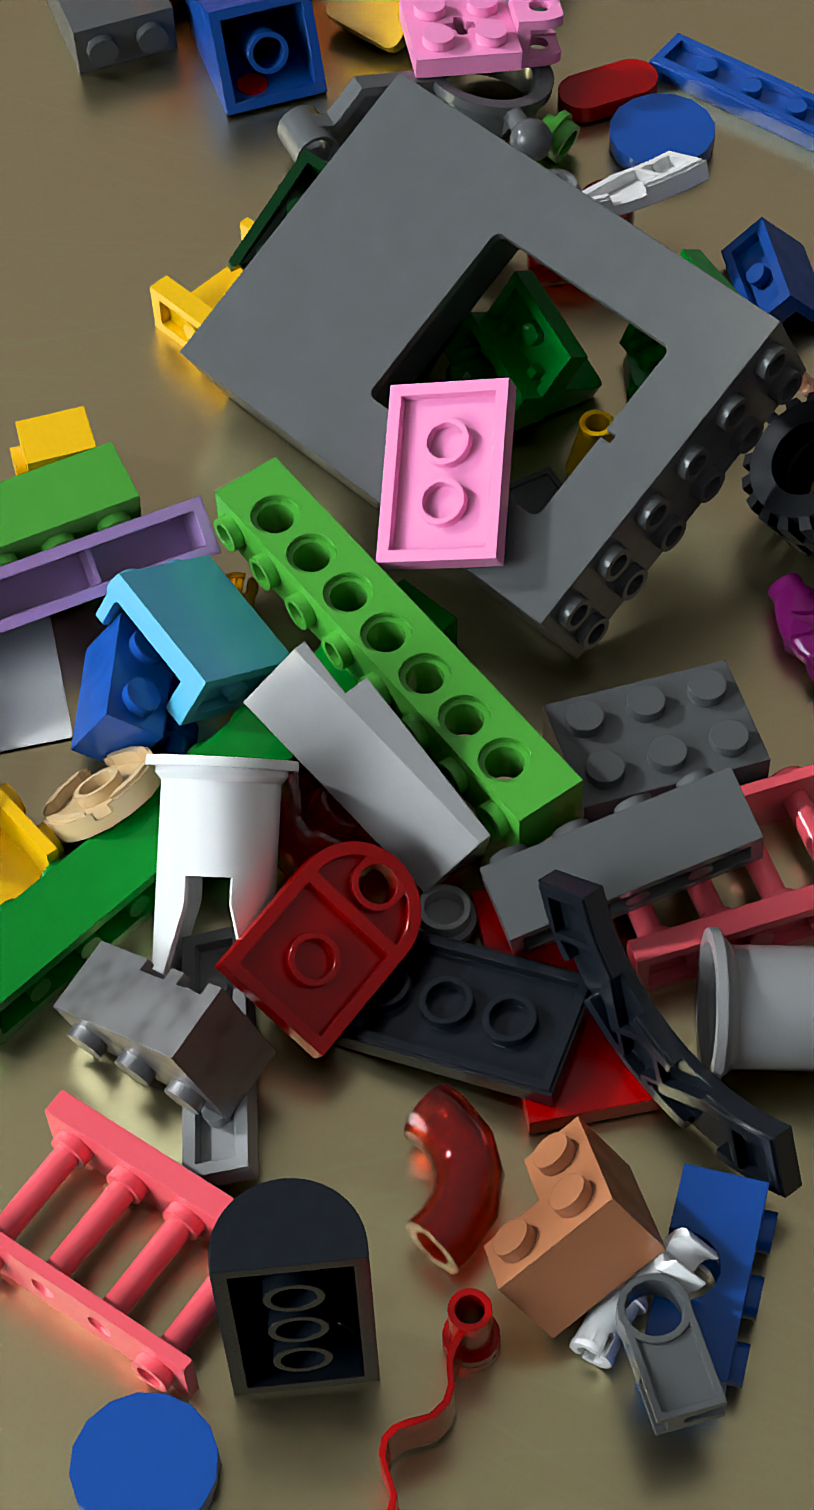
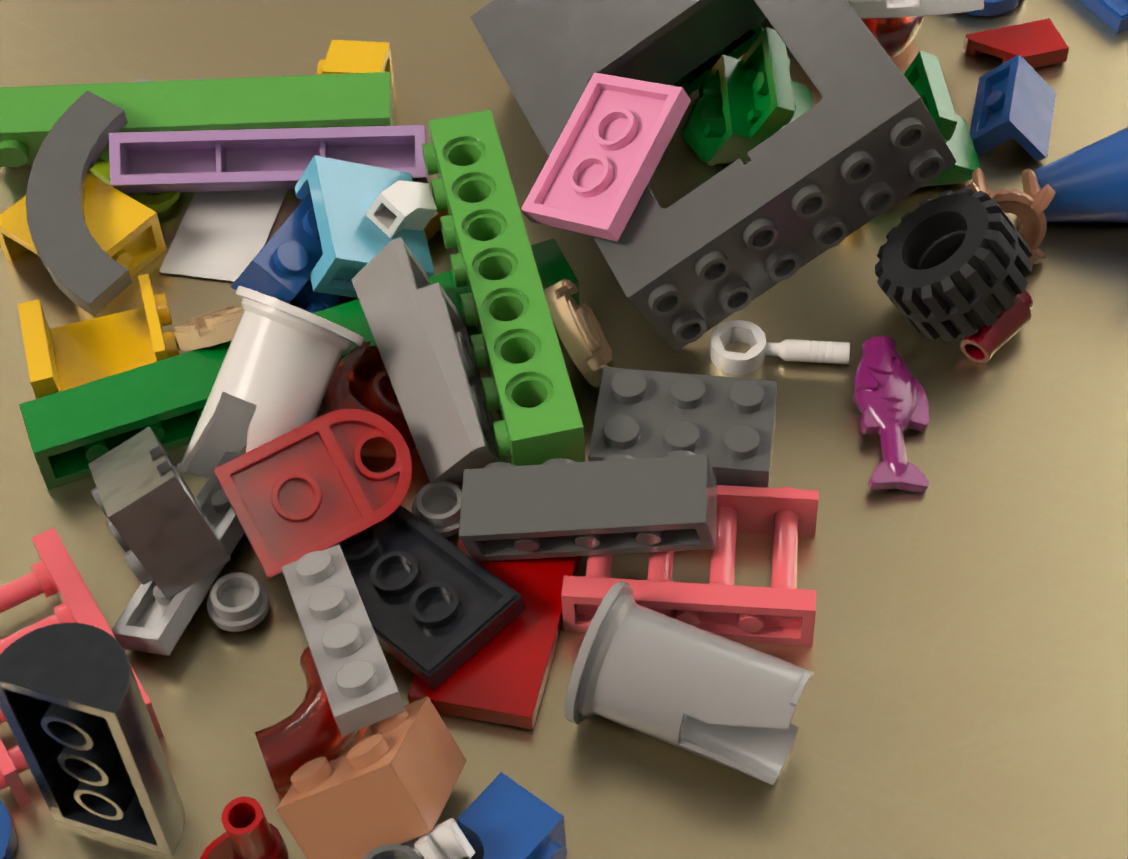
camera: 25 degrees right, 5 degrees down
(236, 599) = (403, 206): none -> white piece
(292, 1094) = (237, 602): none -> light grey plate
(455, 1091) = (342, 640): none -> light grey plate
(496, 673) = (579, 331): none -> tan tile
(649, 1048) = (531, 671): black tile -> none
(657, 619) = (788, 350): none -> white piece
(741, 199) = (1035, 41): none -> red tile

